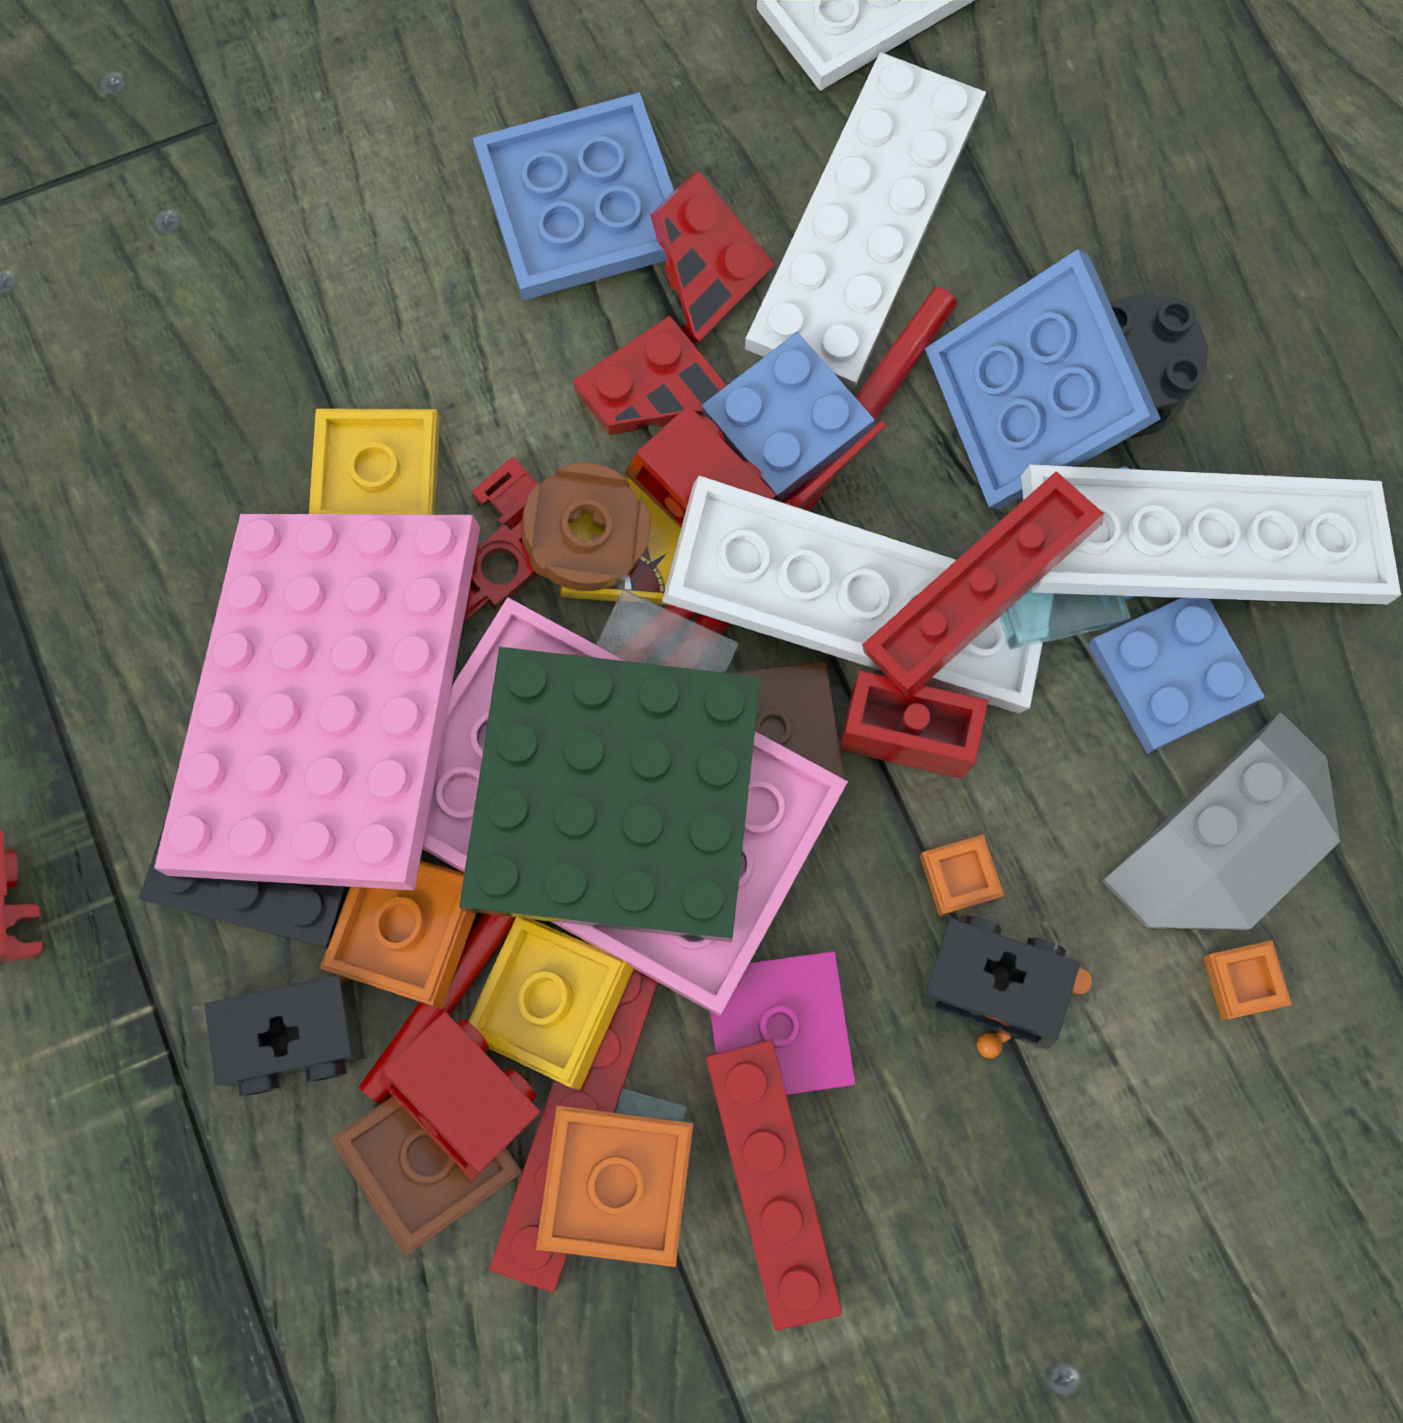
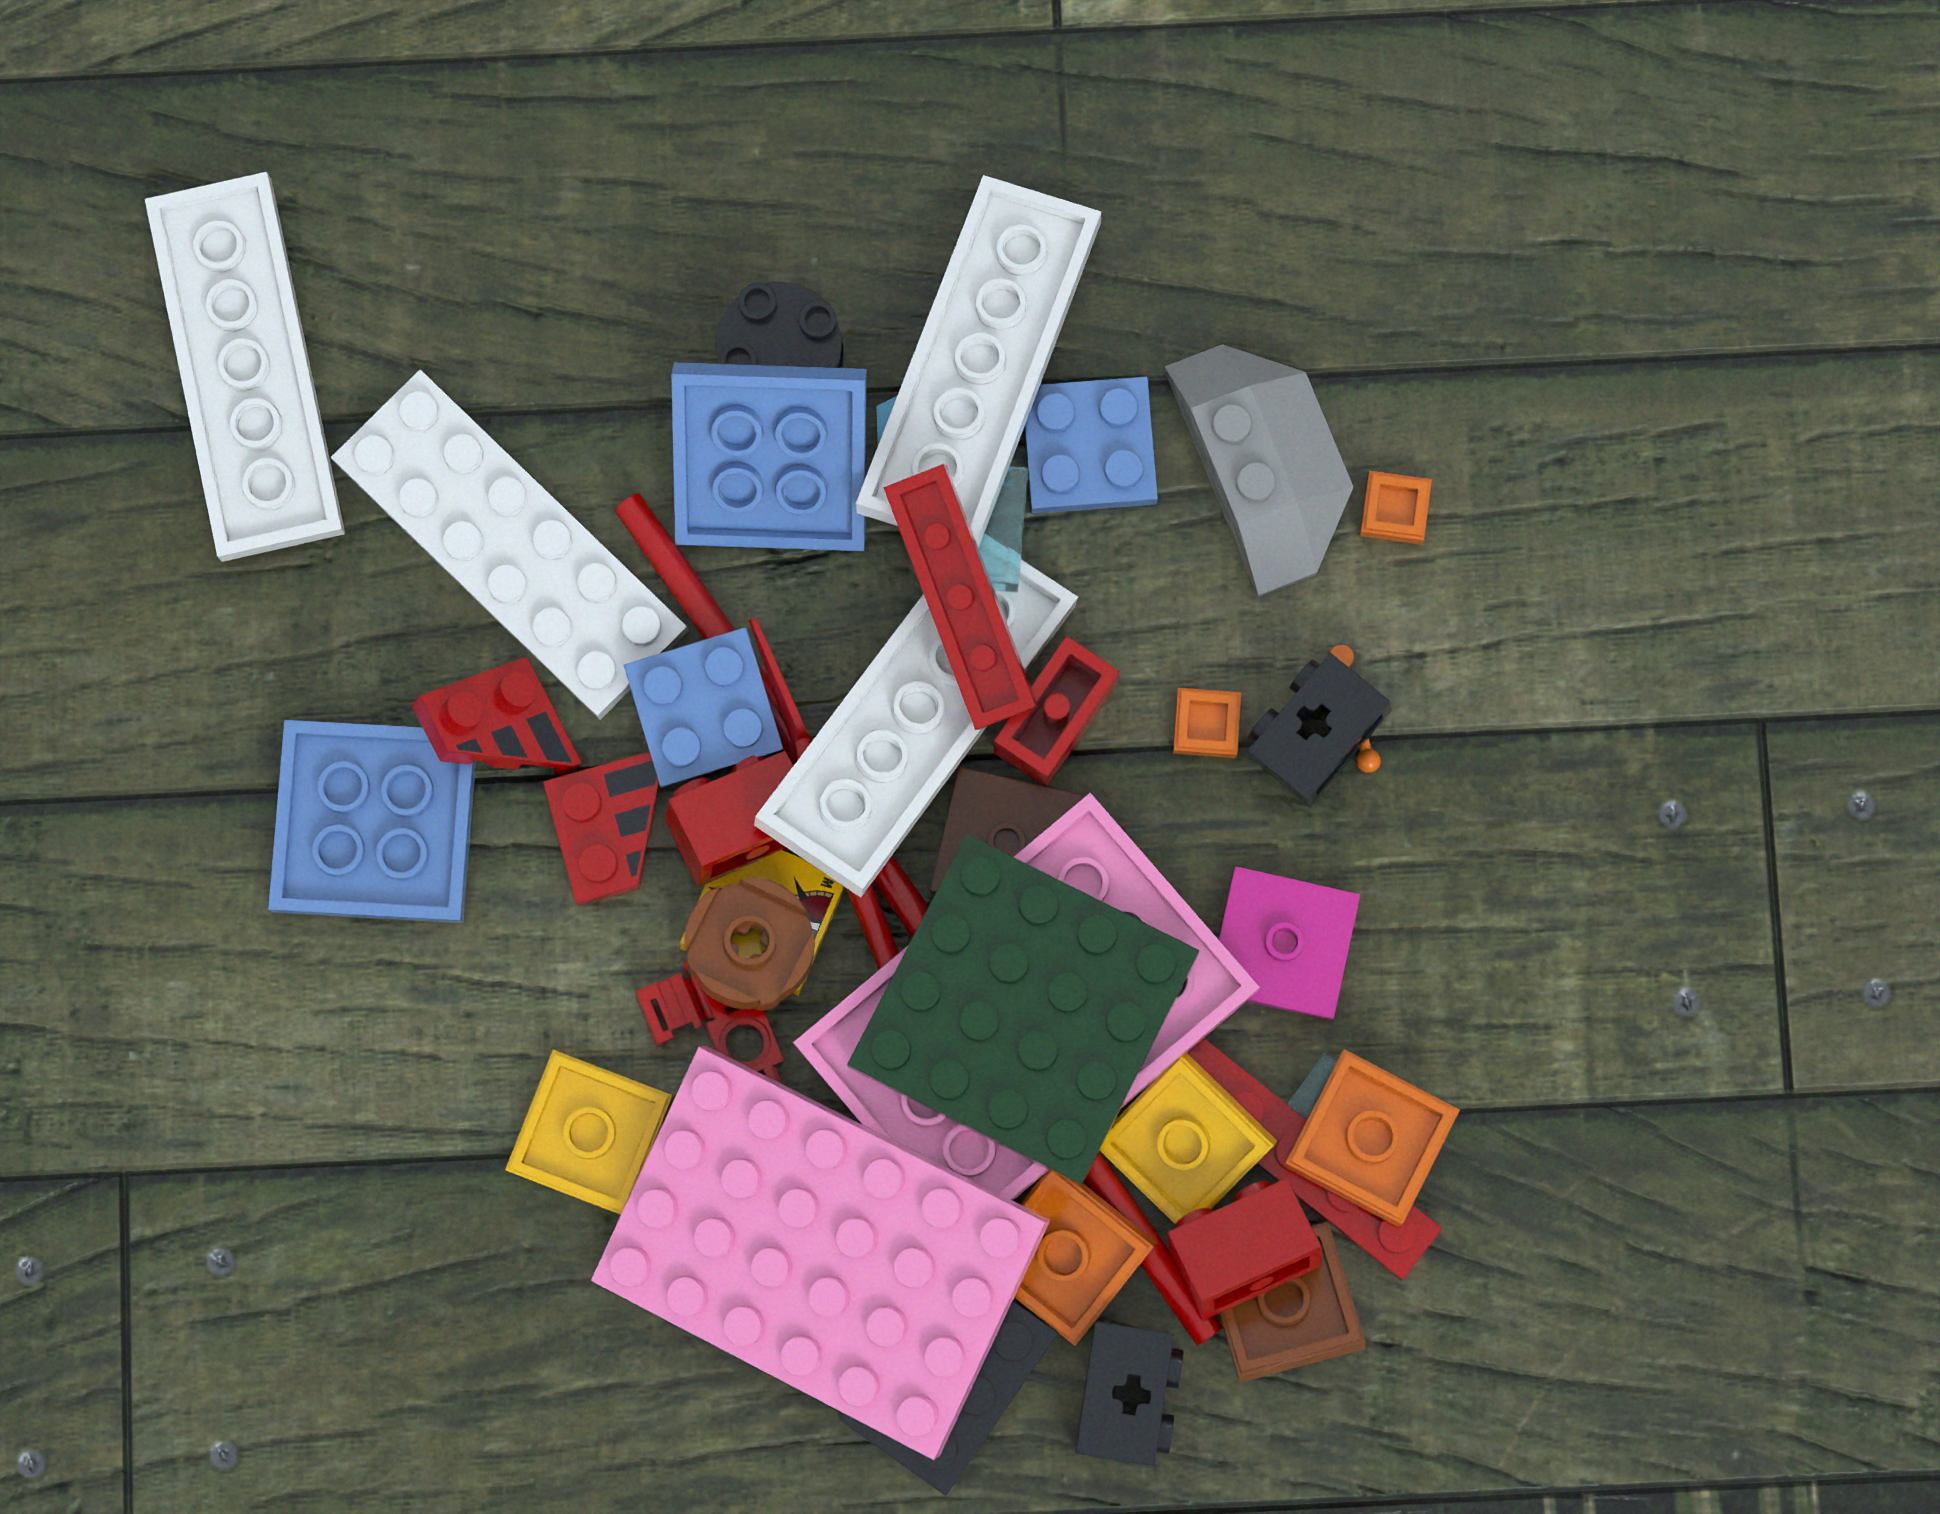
camera: 65 degrees left, 5 degrees up
(657, 636) = (888, 911): clear plate -> none
(774, 1185) = (1418, 999): red plate -> none

